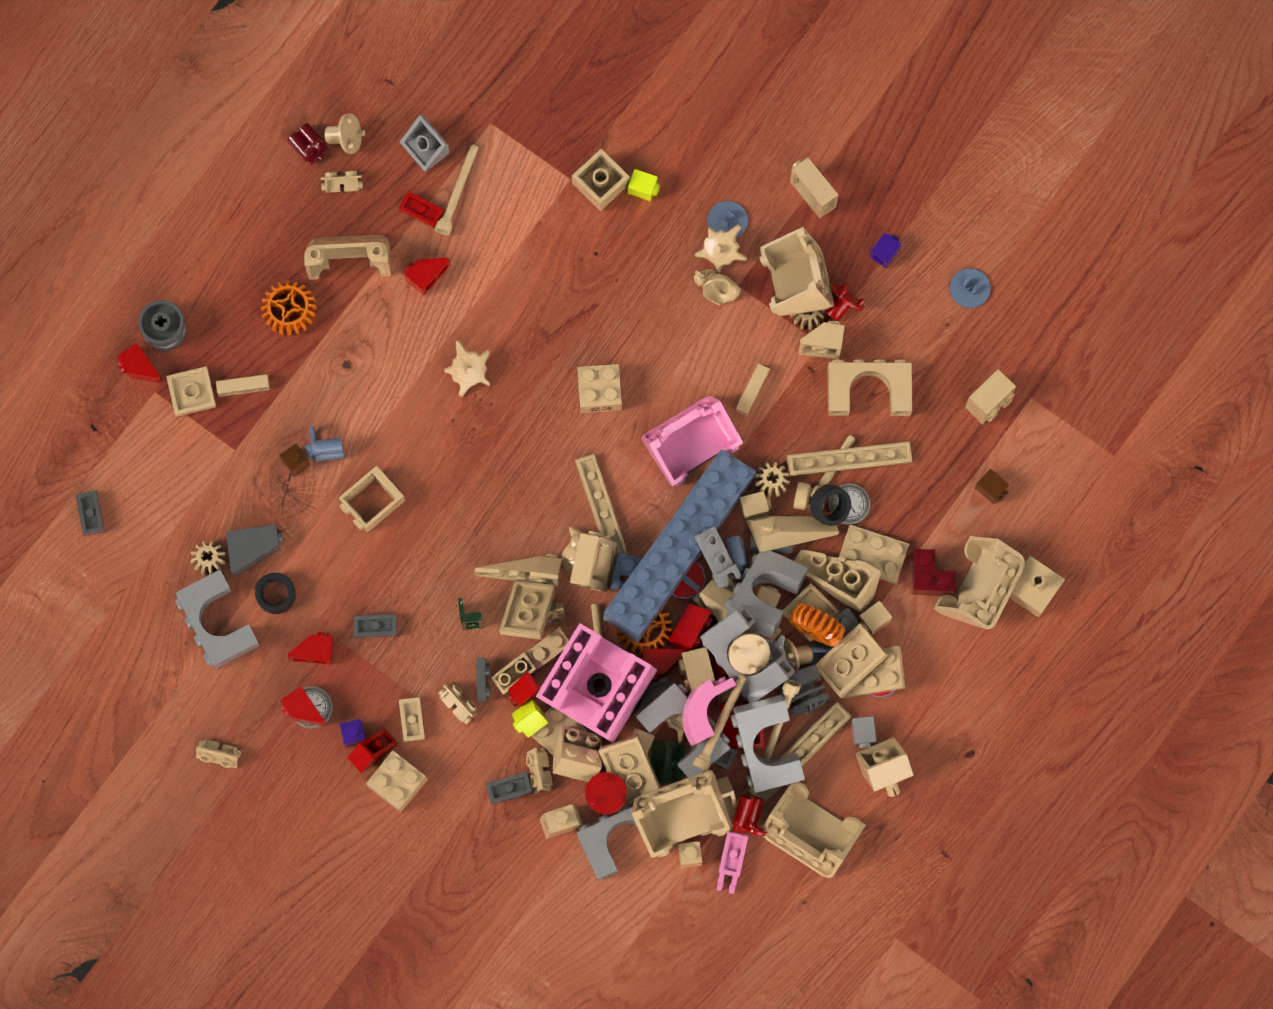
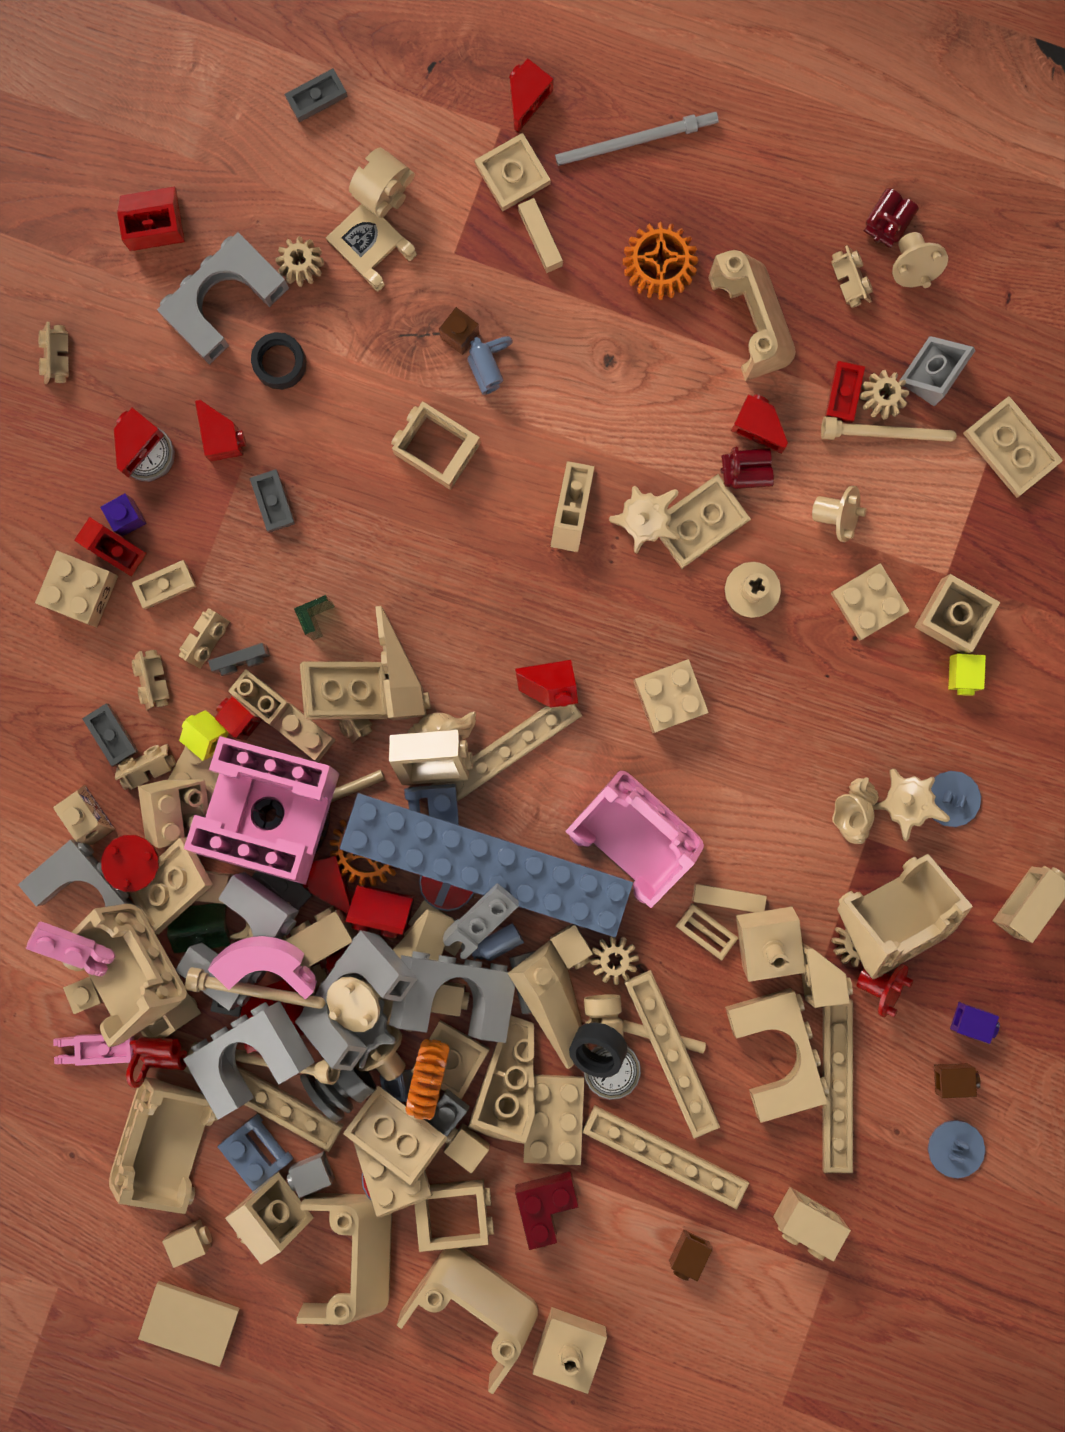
camera: 75 degrees right, 10 degrees up
(142, 654) = (150, 219): none -> red slope
(158, 314) = (587, 106): dark grey wheel -> none
(173, 482) = (381, 182): none -> tan brick
(196, 261) = (688, 125): none -> light grey bar
(206, 508) = (366, 241): none -> tan flag
(252, 546) = (329, 311): dark grey slope -> none
(428, 177) = (890, 386): none -> tan gear
(445, 417) = (572, 506): none -> tan slope
(455, 290) = (747, 468): none -> dark red piece
(482, 331) = (703, 521): none -> tan tile
(487, 751) = (150, 690): none -> tan hinge
(495, 109) = (1013, 446): none -> tan plate
(505, 237) = (842, 512): none -> tan piece
(541, 312) = (752, 589): none -> tan piece
(565, 468) = (549, 683): none -> red slope
(573, 236) = (869, 602): none -> tan plate
(654, 843) = (70, 949): none -> bright pink hinge
(757, 423) = (687, 917): none -> tan tile
(791, 369) = (770, 944): none -> tan brick
(840, 775) = (248, 1158): none -> sand blue plate
(888, 832) = (187, 1243): none -> tan brick
(892, 350) = (839, 1079): none -> tan tile
(920, 485) = (665, 1157): none -> tan tile
(920, 662) = (453, 1189): none -> tan window
(921, 273) = (956, 1080): none -> reddish brown brick
(936, 705) = (370, 1259): none -> tan windscreen
(946, 849) = (189, 1323): none -> tan tile
(959, 650) = (485, 1295): none -> tan windscreen
(986, 585) = (549, 1285): tan windscreen -> none

